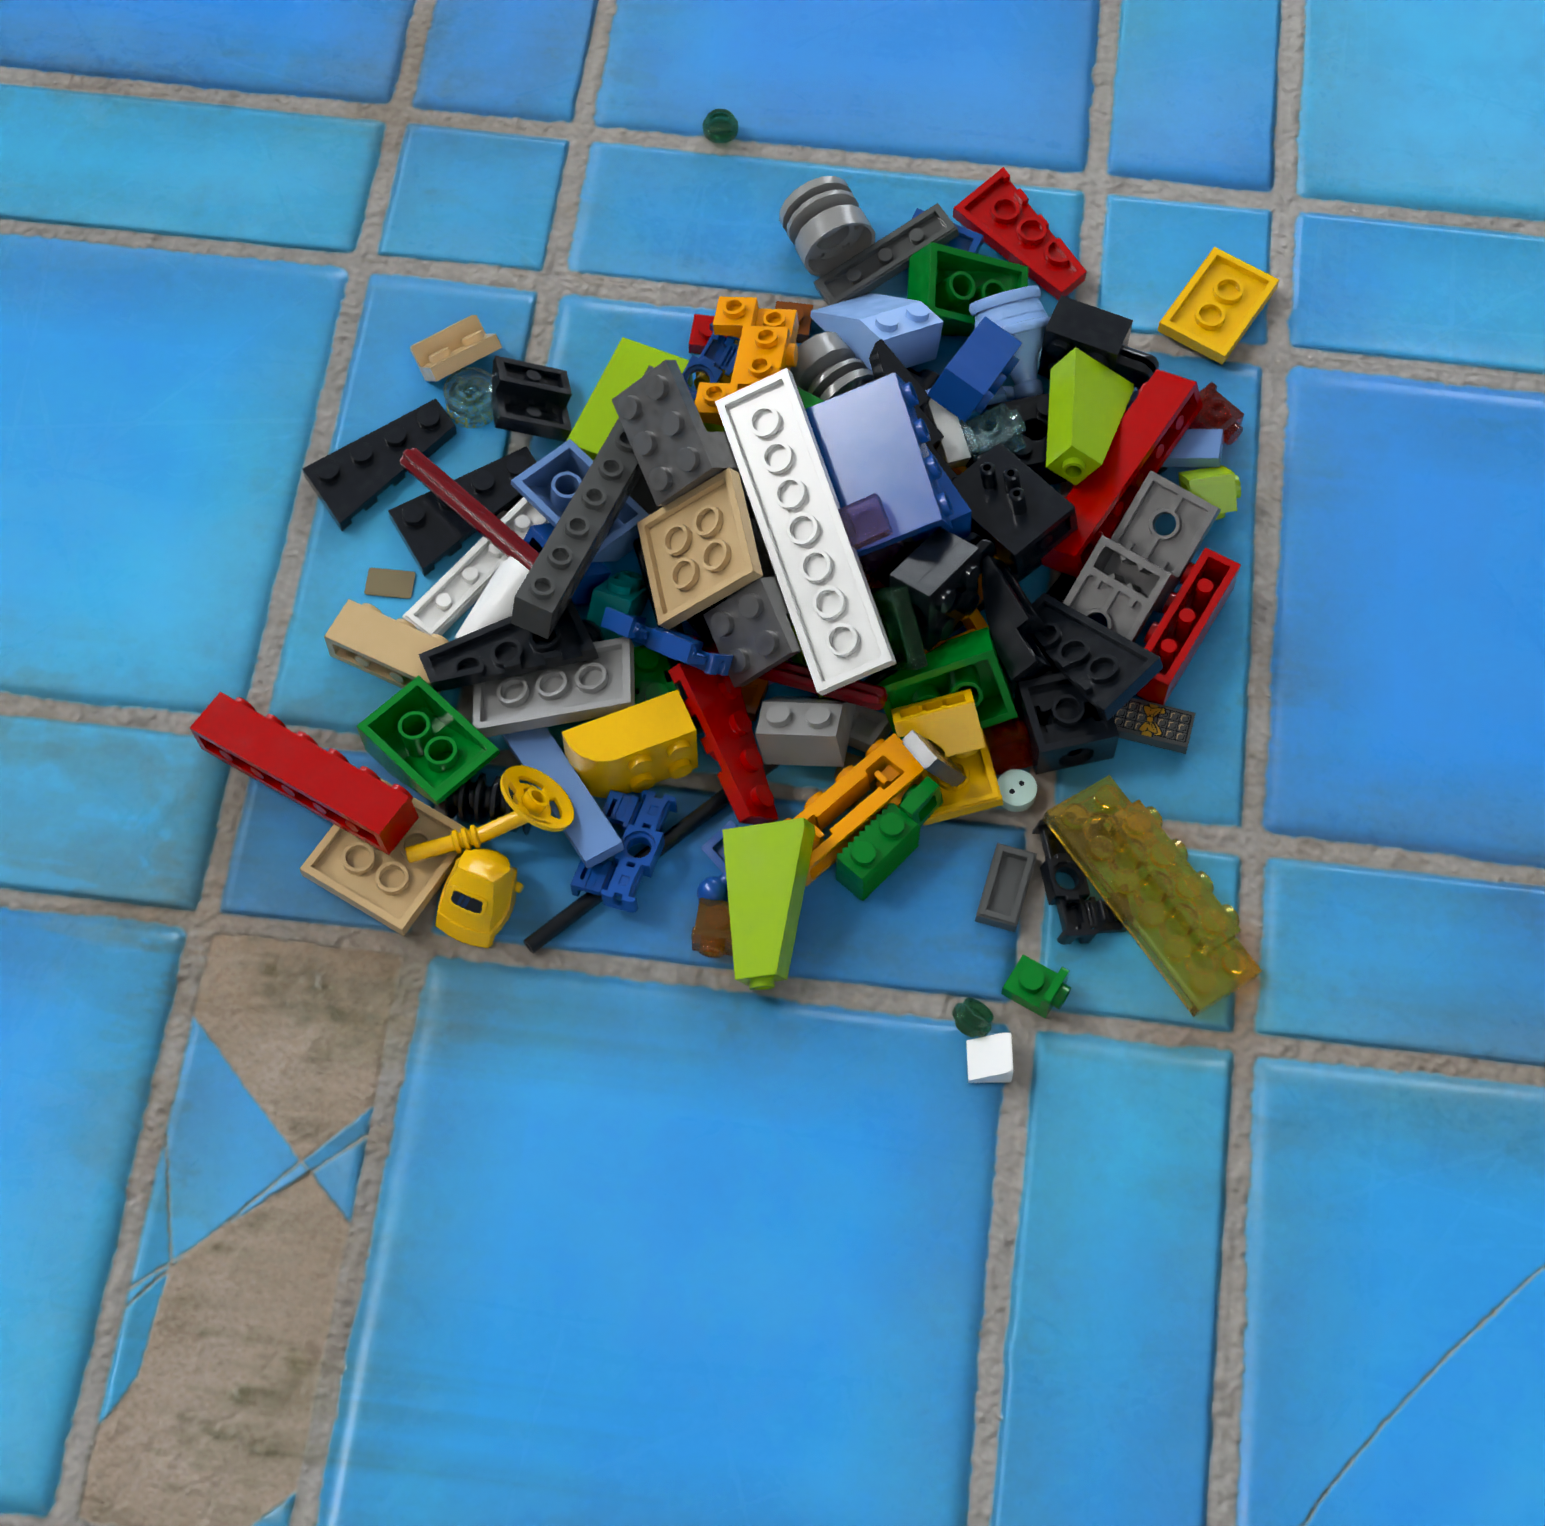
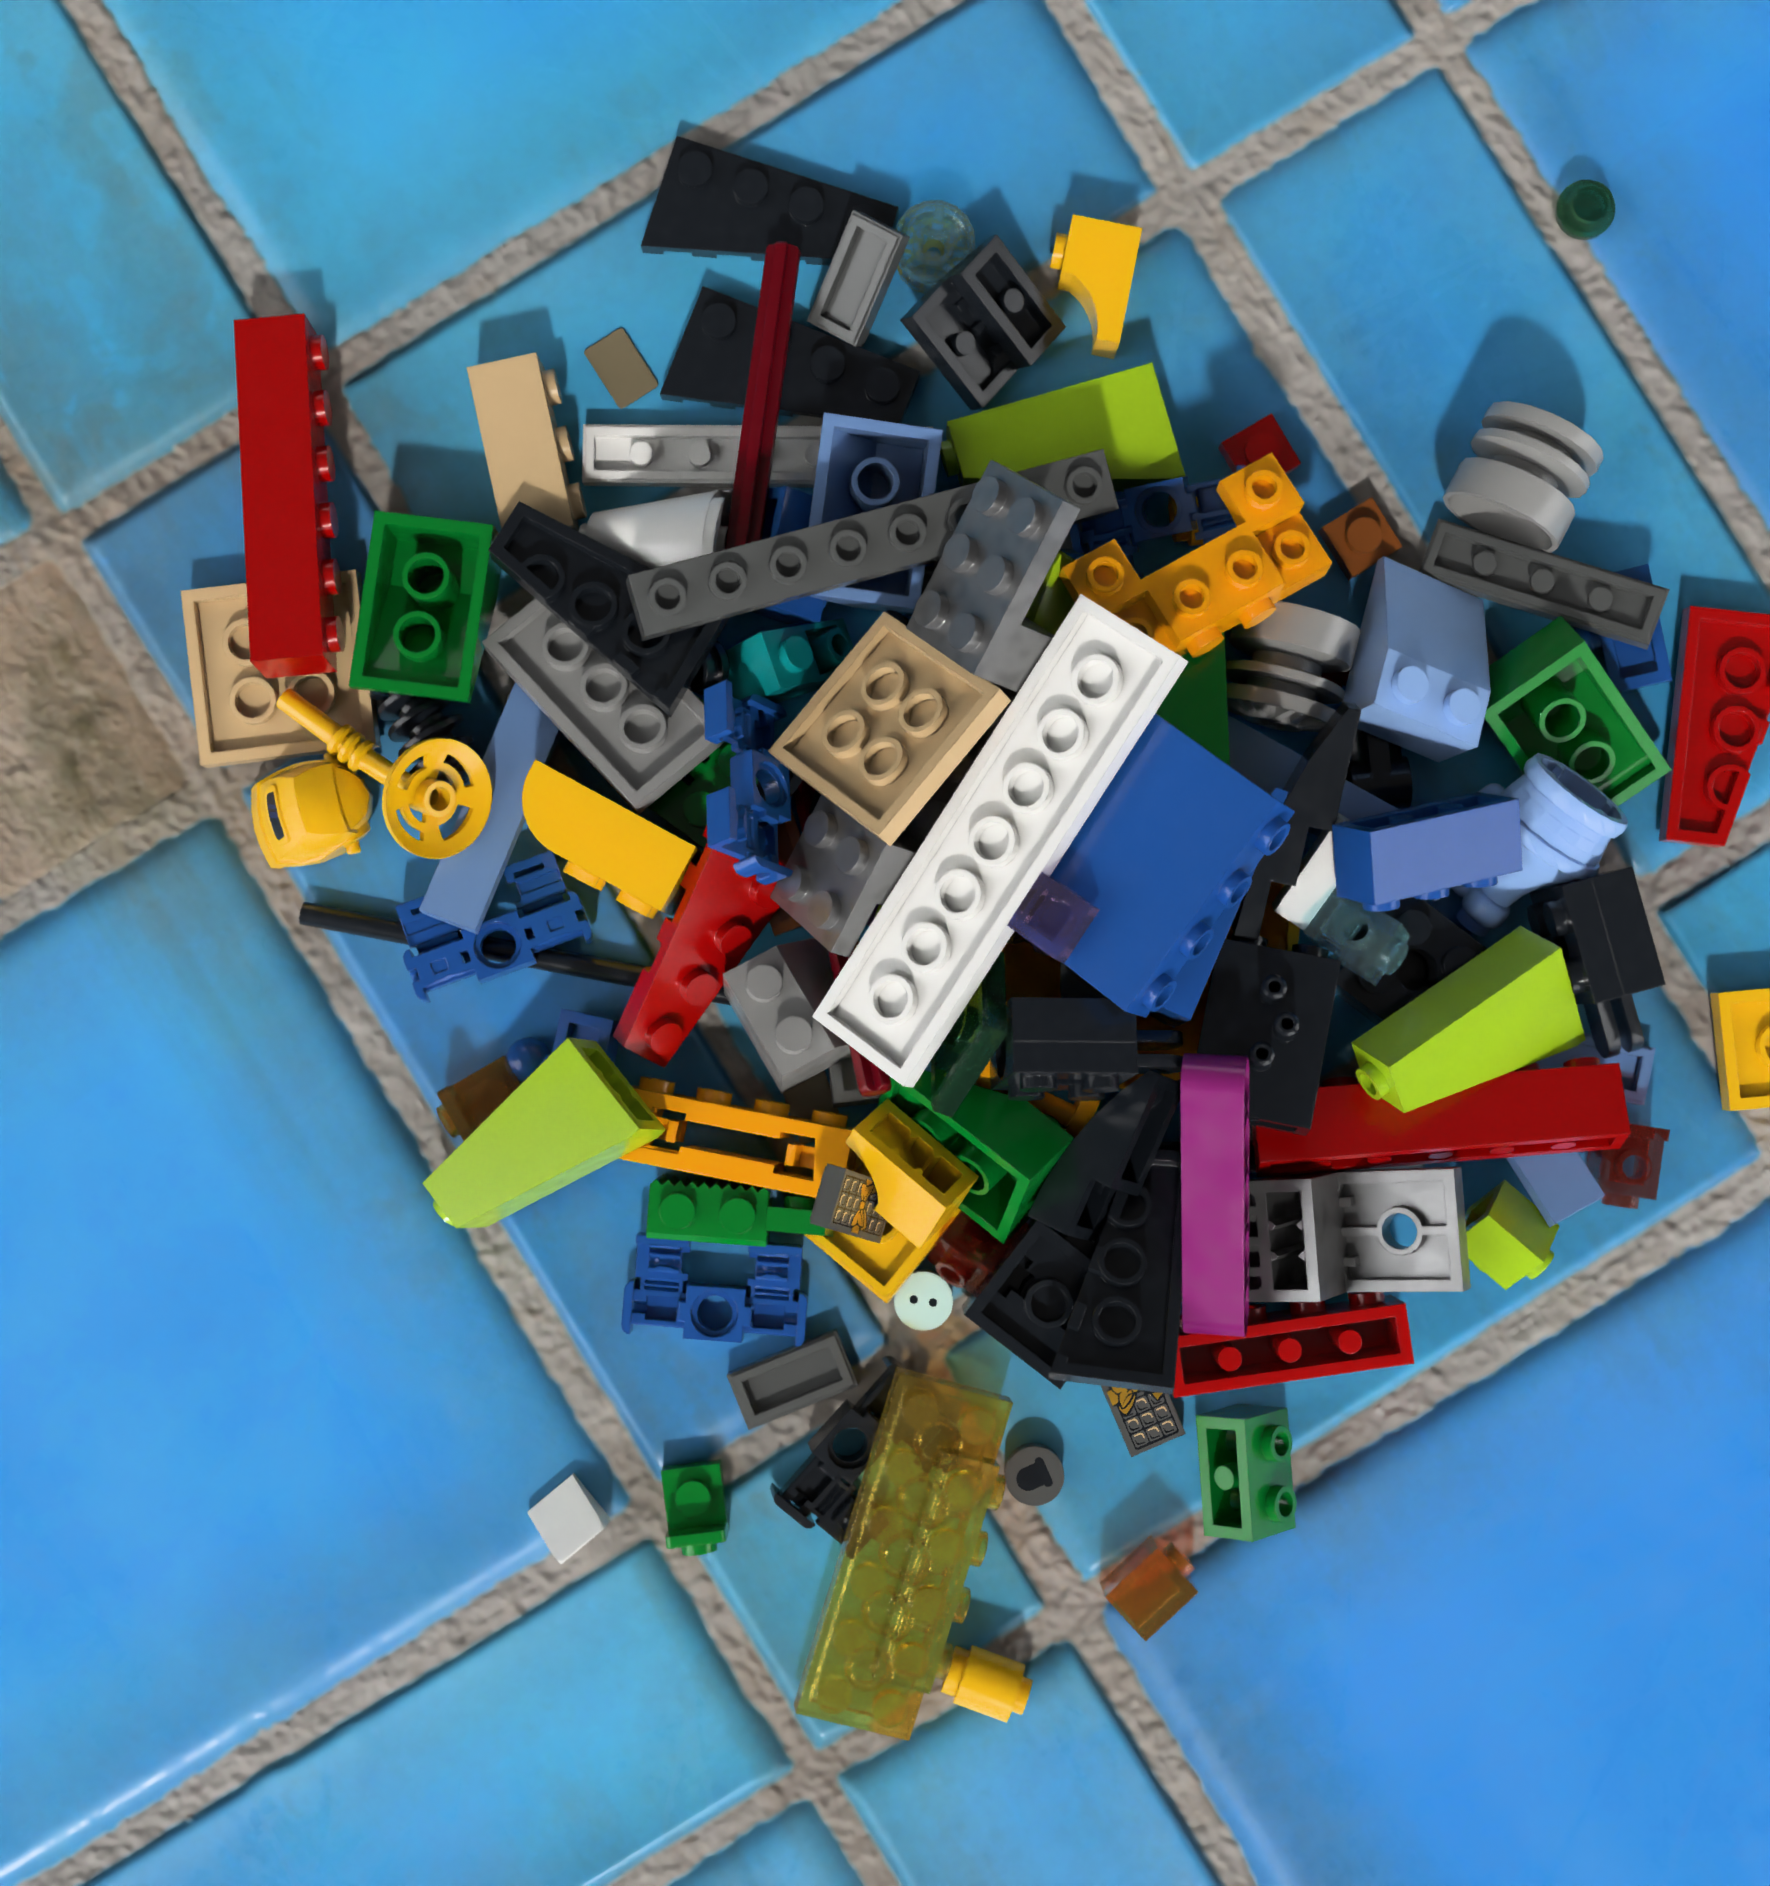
camera: 55 degrees right, 25 degrees up
(453, 348) = (979, 172): tan bracket -> none
(454, 436) = (858, 278): none -> tile
(556, 335) = (1098, 270): none -> yellow arch
(951, 874) = (665, 1303): none -> blue piece
(972, 1018) = (597, 1466): clear green plate -> none
(1071, 571) = (1215, 1193): none -> magenta beam
(1163, 799) = (1034, 1474): none -> dark grey tile
(1238, 691) = (1246, 1472): none -> green brick
(1261, 905) = (987, 1683): none -> yellow brick
(1267, 787) = (1150, 1586): none -> clear orange brick

